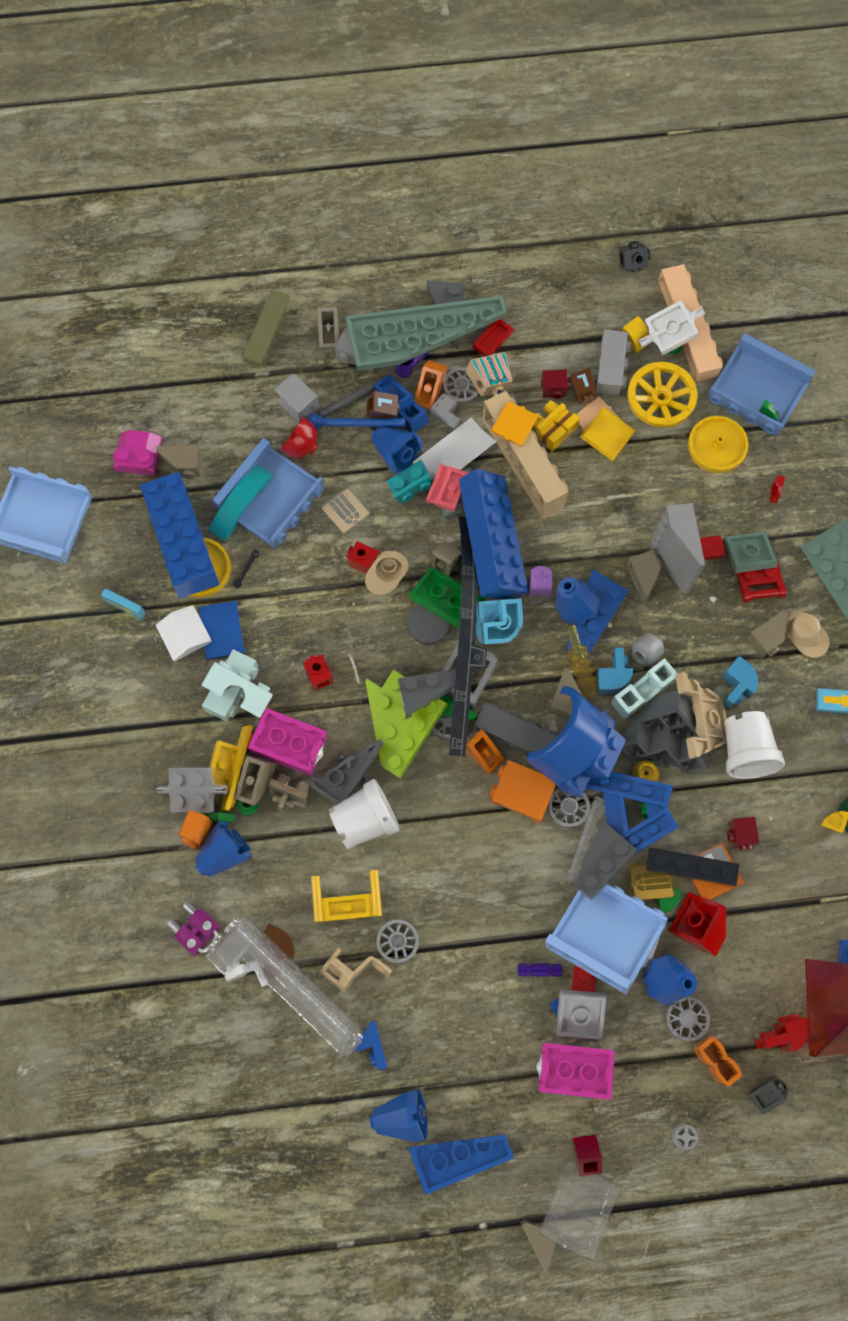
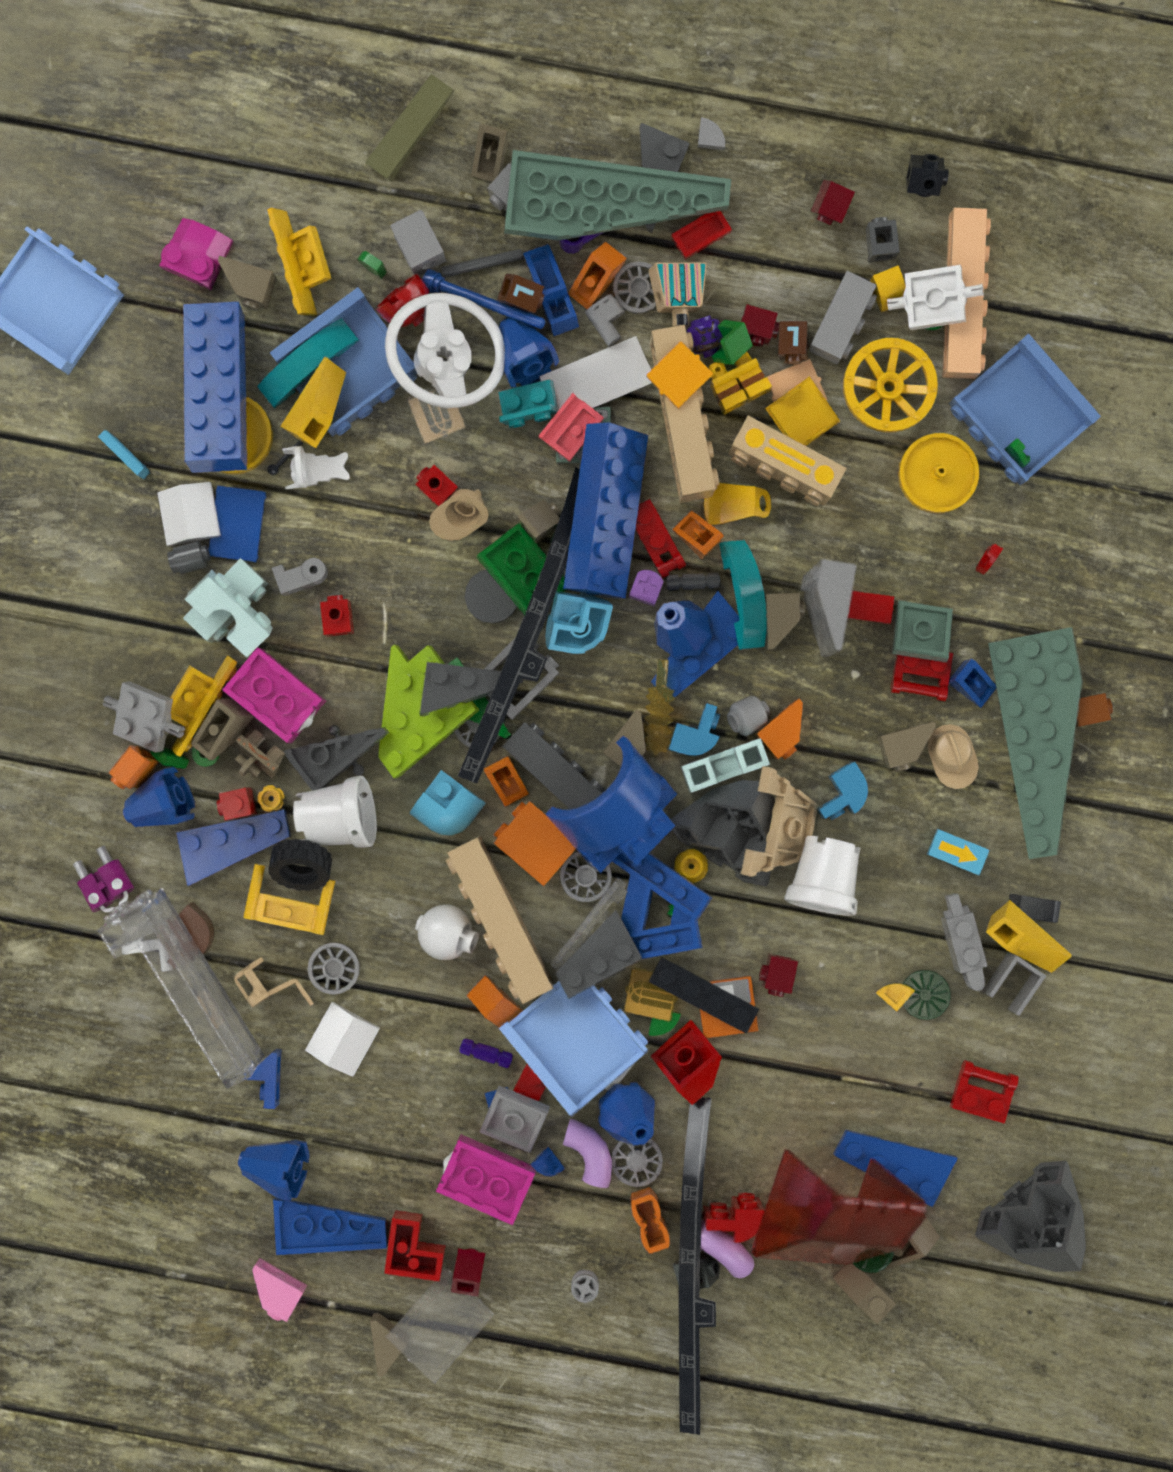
camera: 20 degrees right, 15 degrees up
(193, 663) = (188, 557): none -> dark grey brick
(217, 433) = (301, 258): none -> yellow bracket
(257, 526) = (316, 404): none -> yellow slope
(265, 574) = (311, 469): none -> white hair
(267, 422) = (372, 264): none -> green tile
(280, 871) = (224, 844): none -> blue wing
(281, 651) = (300, 578): none -> light grey leg
(283, 834) = (236, 804): none -> red brick
(313, 827) = (266, 804): none -> yellow plate
(338, 461) = (443, 340): none -> white piece
(348, 850) = (303, 852): none -> black tyre
(422, 996) = (342, 1039): none -> white slope
(436, 1226) = (277, 1290): none -> bright pink slope
(445, 786) = (447, 806): none -> medium azure brick
(477, 275) = (710, 135): none -> light grey tile
(478, 881) = (446, 932): none -> white brick
(516, 856) = (500, 919): none -> tan brick
(523, 397) = (705, 336): none -> dark purple head
(532, 926) = (493, 1002): none -> orange slope
(532, 1156) = (407, 1254): none -> red brick
(536, 548) = (657, 539): none -> red plate
(542, 395) = (734, 342): none -> green panel
(565, 534) = (698, 534): none -> orange slope
(572, 568) = (693, 581): none -> dark grey axle
(577, 290) = (832, 202): none -> dark red brick
(581, 506) = (735, 503): none -> yellow piece
(610, 464) = (786, 461): none -> tan brick
(617, 562) = (748, 594): none -> teal slope
(619, 1043) = (547, 1163): none -> blue tile
(620, 305) = (888, 231): none -> dark grey brick
(652, 1020) = (594, 1153): none -> lavender cylinder
(678, 651) = (783, 731): none -> orange slope
(780, 1125) = (693, 1310): none -> black sticker
(781, 1064) = (730, 1254): none -> lavender cylinder
(800, 576) = (972, 682): none -> blue slope

